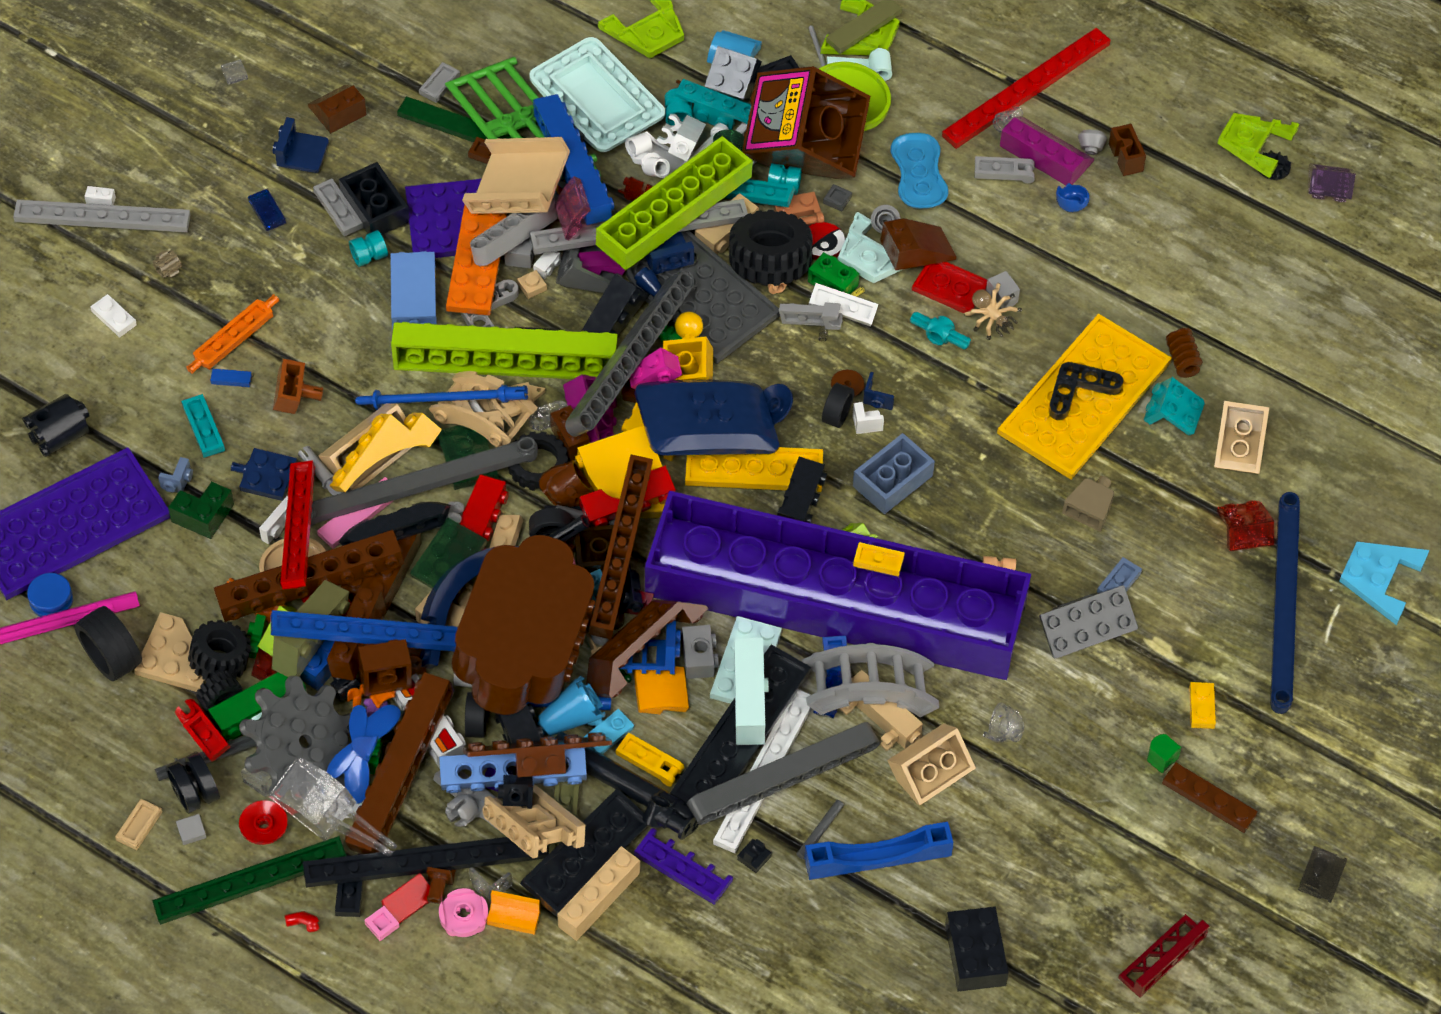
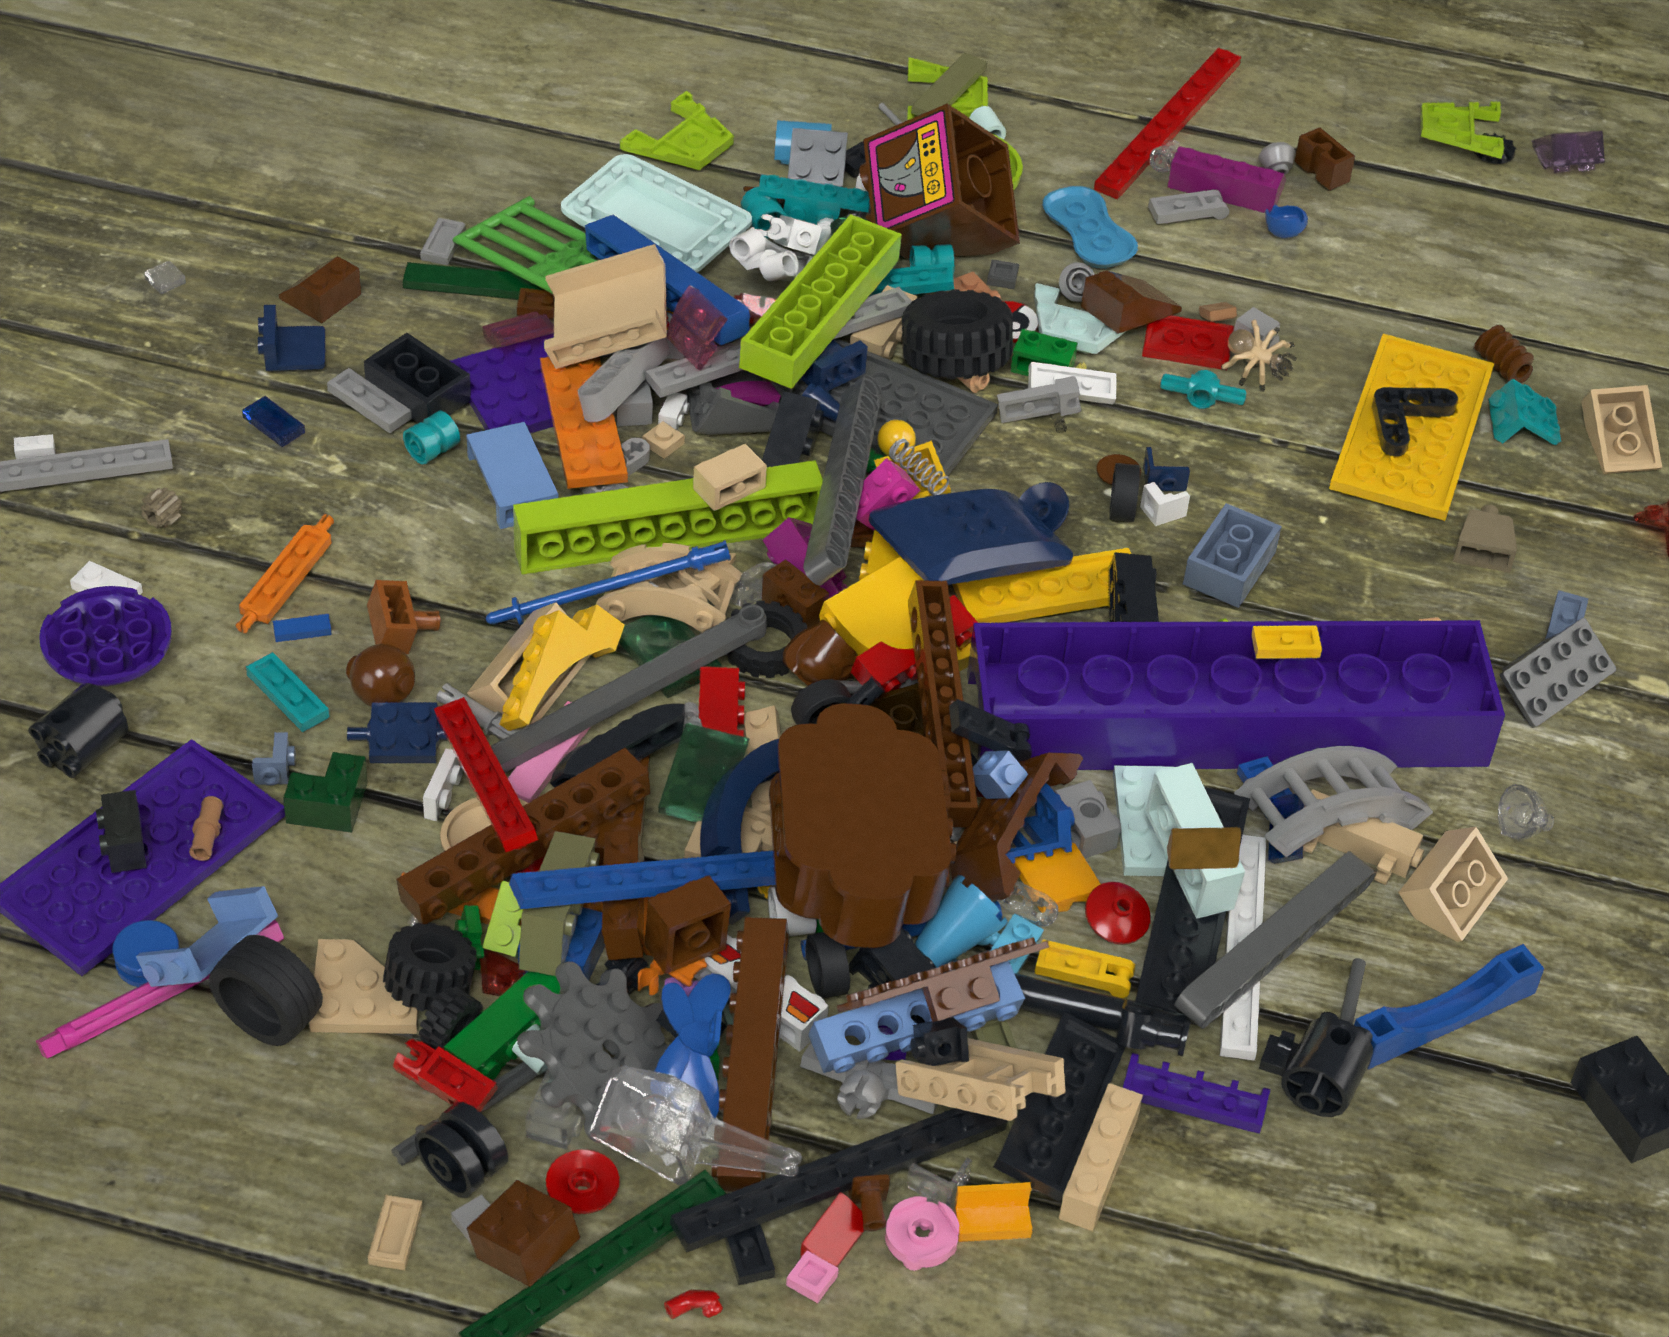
camera: 20 degrees left, 10 degrees down
(58, 507) = (122, 831): none -> pearl dark grey brick
(93, 340) = (105, 636): none -> dark purple brick
(113, 517) = (206, 828): none -> medium nougat pin
(115, 587) = (238, 915): none -> medium blue panel
(211, 847) = (523, 1233): none -> reddish brown brick
(267, 429) = (381, 674): none -> reddish brown brick
(460, 172) = (517, 329): none -> clear pink slope
(547, 336) = (729, 477): none -> tan brick
(626, 707) = (1030, 898): none -> clear beam
(639, 608) = (998, 774): none -> medium blue brick
(643, 576) = (990, 730): none -> black plate
(682, 733) = (1110, 921): none -> red dish
(688, 353) = (900, 455): none -> light grey piece
(740, 703) = (1204, 848): none -> pearl gold slope
(774, 872) = (1327, 1065): none -> black cylinder
(983, 266) = (1218, 311): none -> medium nougat tile

